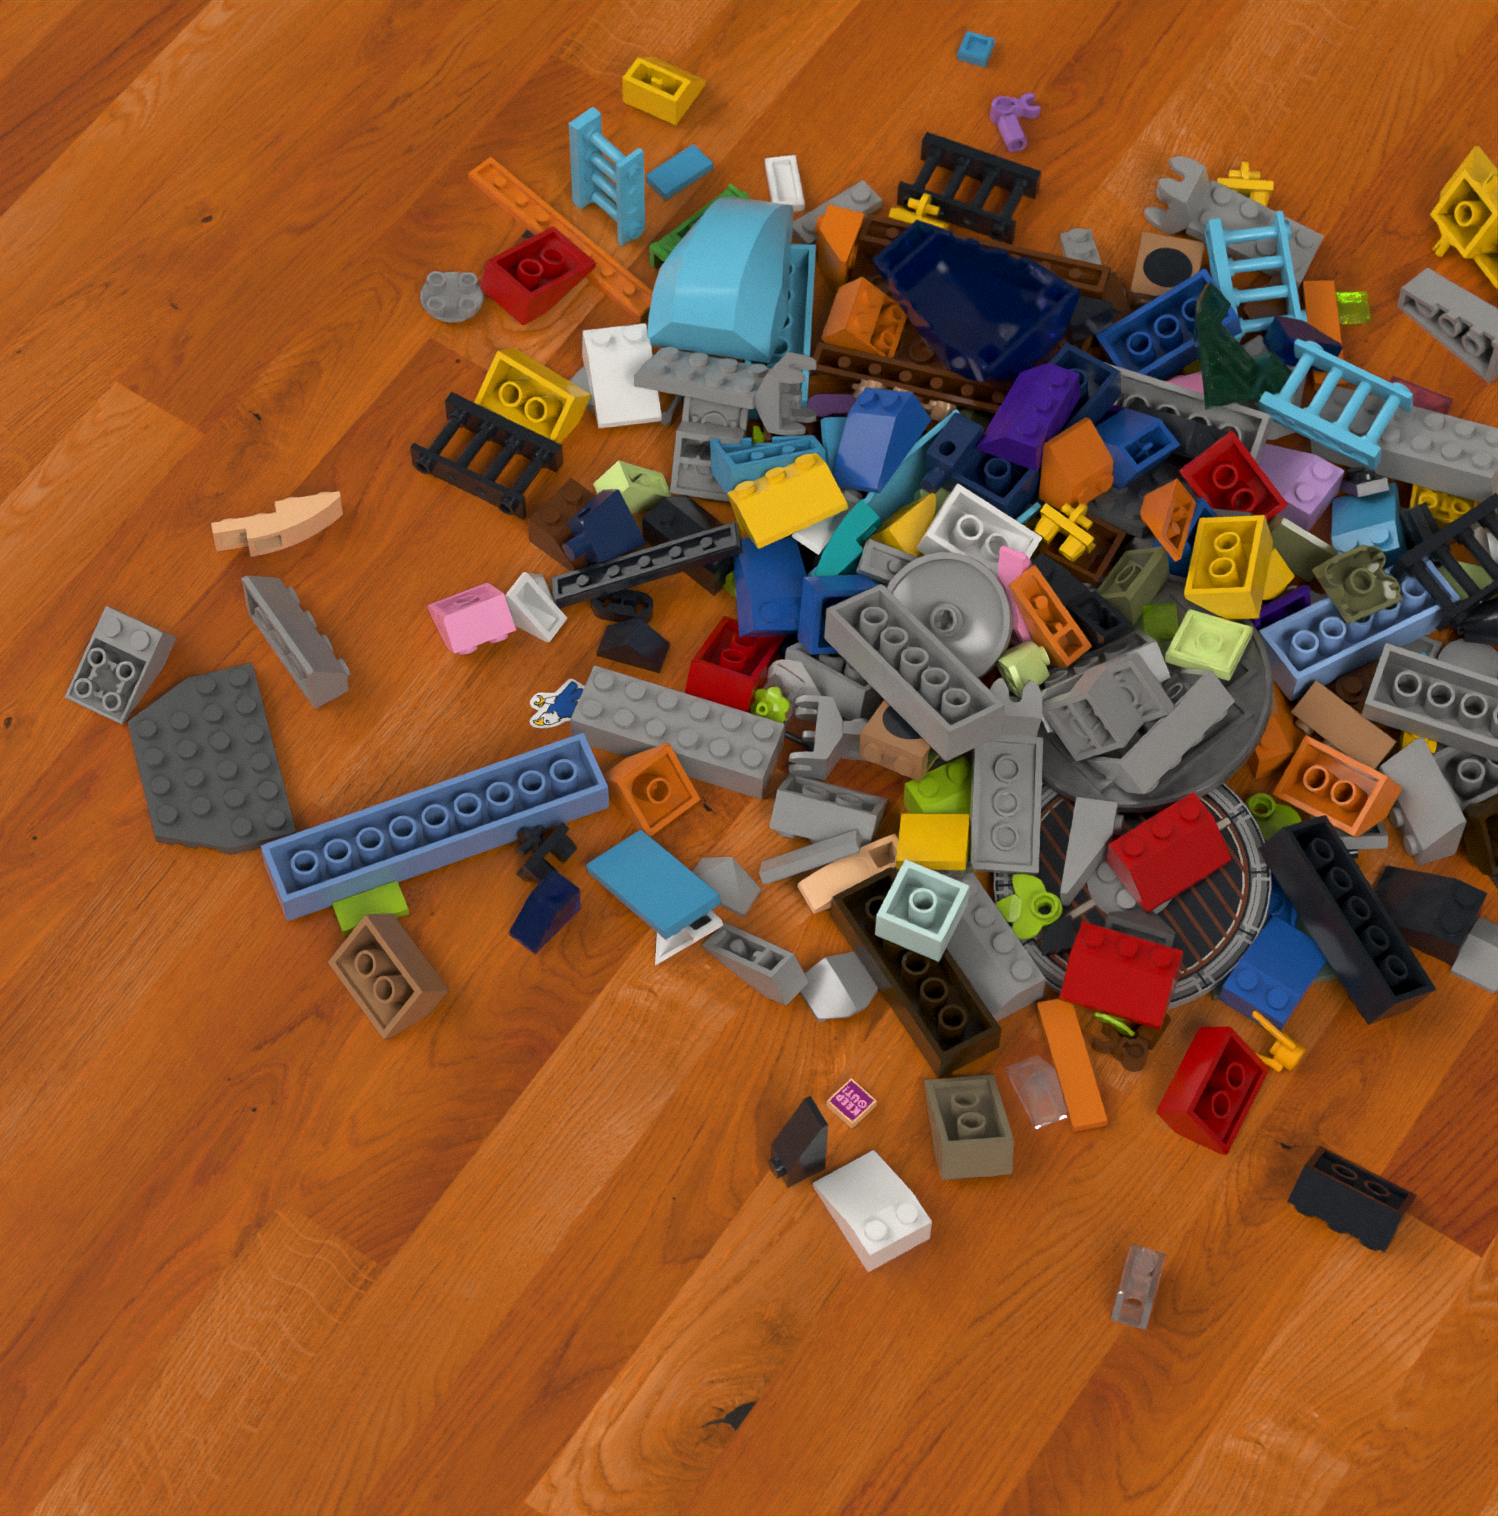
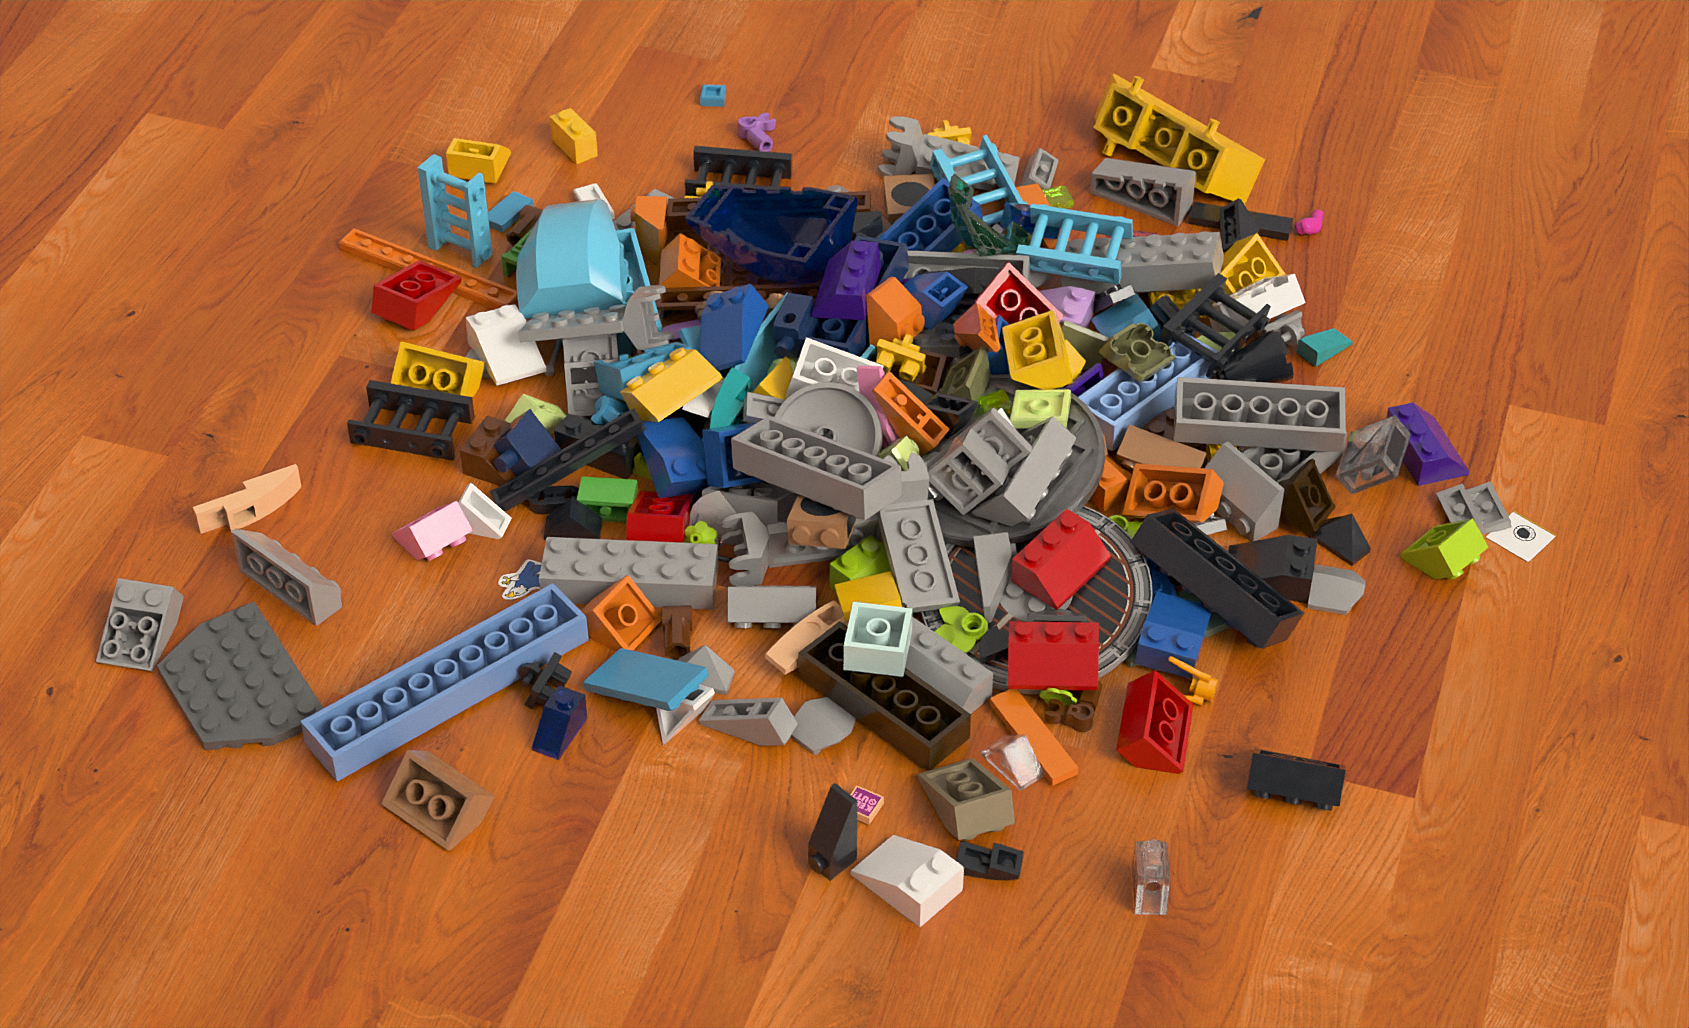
camera: 15 degrees left, 15 degrees down
(379, 900) = (390, 759): lime tile -> none
(451, 296) = (349, 322): light grey dish -> none
(681, 620) = (608, 497): none -> bright green brick
(699, 194) = (527, 220): none -> reddish brown piece
(711, 814) = (677, 628): none -> reddish brown piece
(714, 507) = (608, 409): none -> dark azure hips
(786, 78) = (573, 136): none -> yellow brick
(810, 857) = (769, 632): light grey tile -> none
(968, 1214) = (994, 863): none -> black slope
(1344, 260) = (1040, 169): none -> light grey slope

